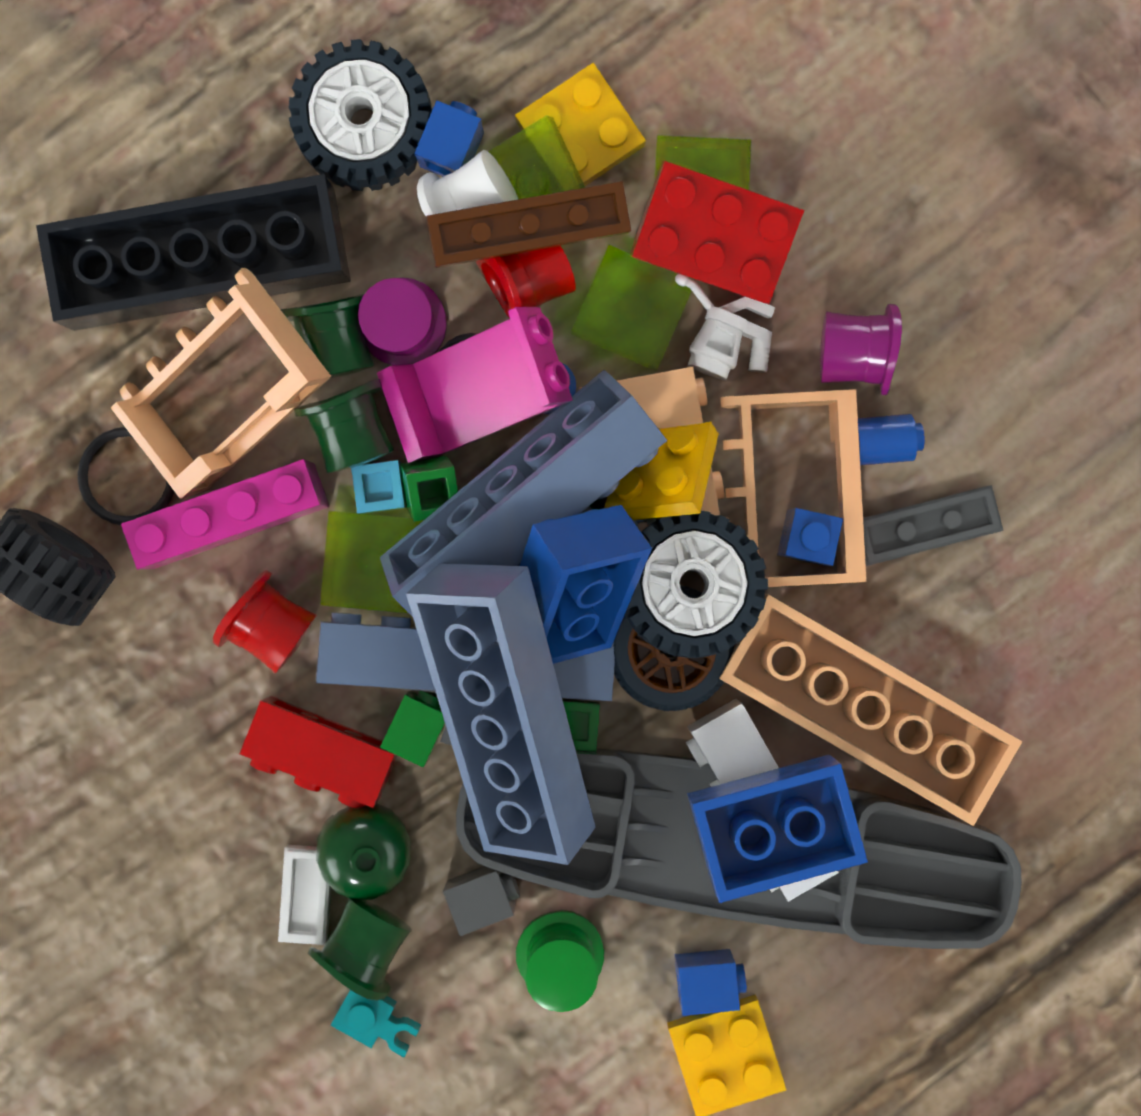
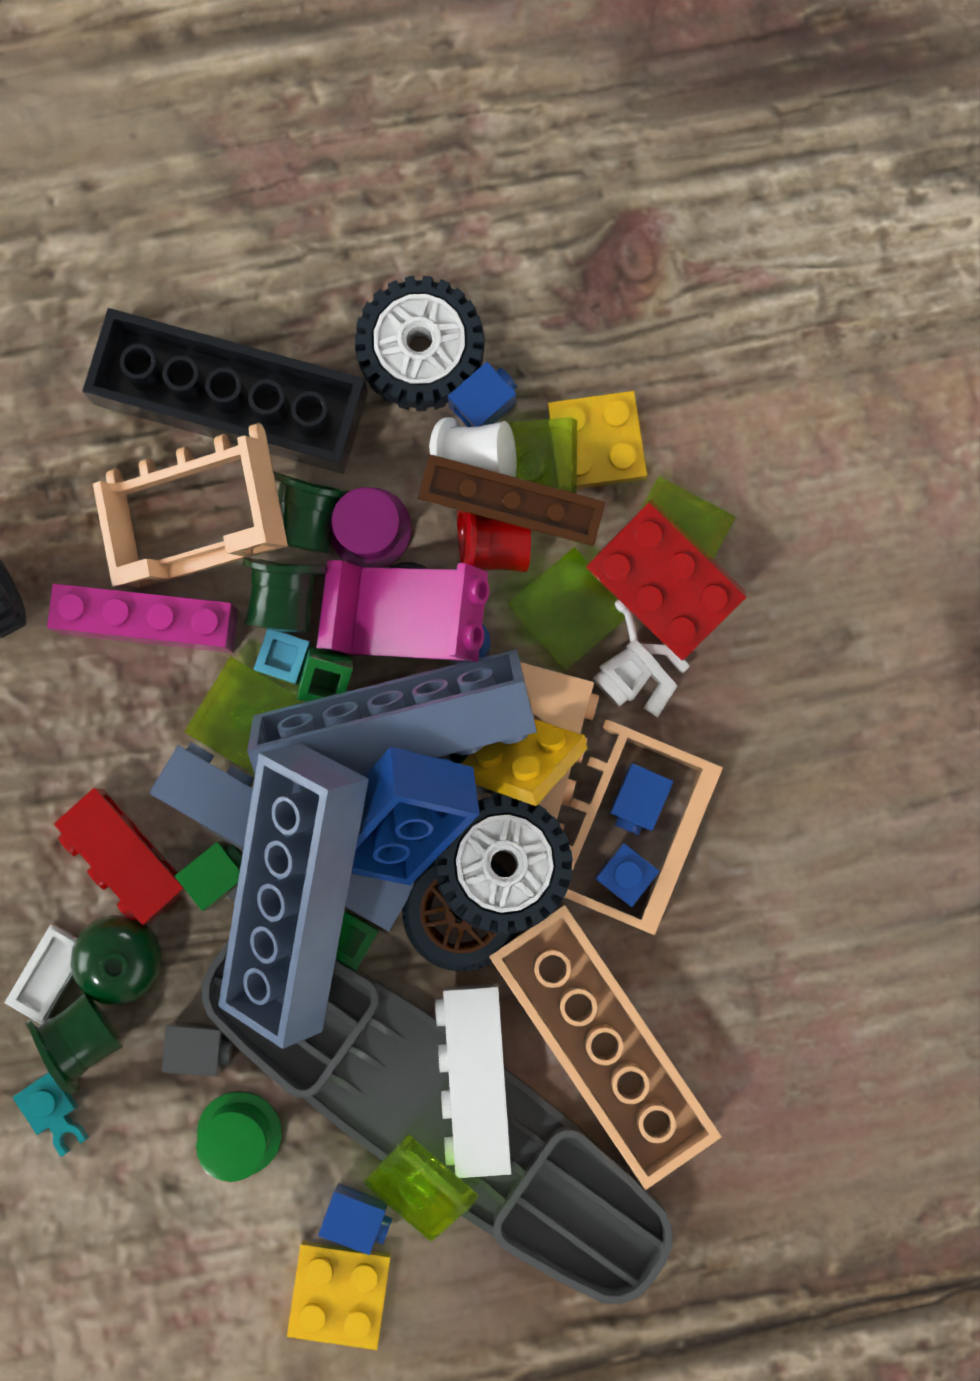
camera: 25 degrees right, 5 degrees down
(84, 485) = (36, 538): black tyre -> none
(265, 624) = (130, 725): red piece -> none
(759, 927) = (420, 1188): none -> clear neon green plate
(777, 828) = (473, 1105): blue brick -> none
(788, 459) = (639, 799): none -> blue brick
(861, 347) = (743, 735): magenta piece -> none
(889, 439) = (732, 823): blue brick -> none
(931, 525) = (734, 915): dark grey tile -> none

